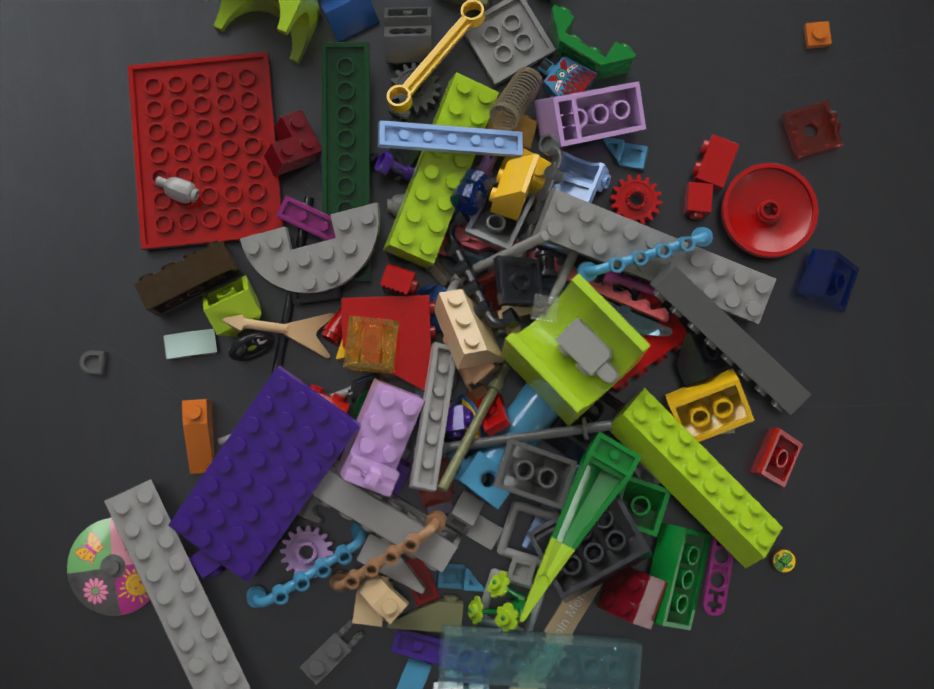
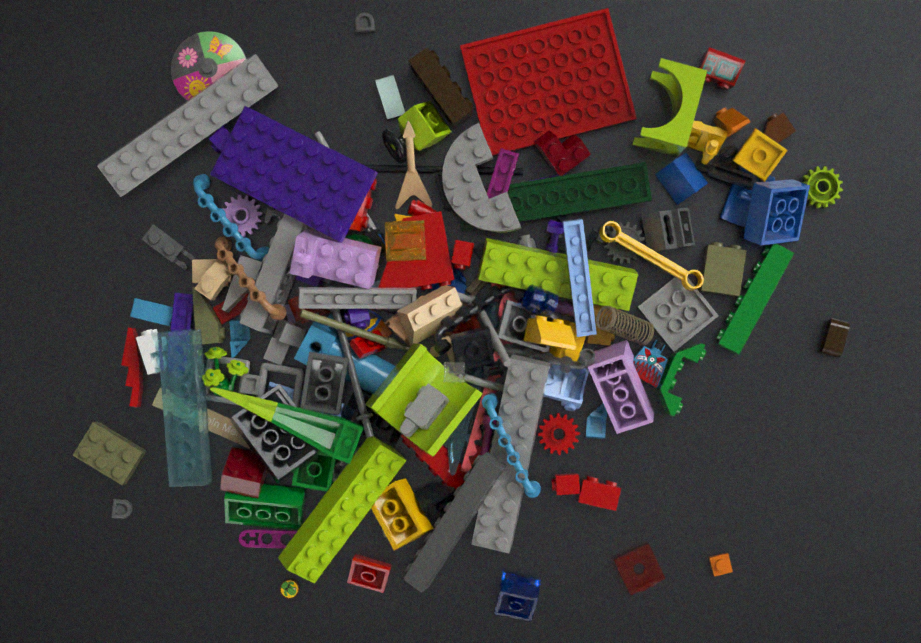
camera: 80 degrees right, 5 degrees up
(178, 189) = (511, 67): light grey plant -> none
(198, 433) = (319, 116): orange slope -> none
(769, 210) = (565, 542): red dish -> none

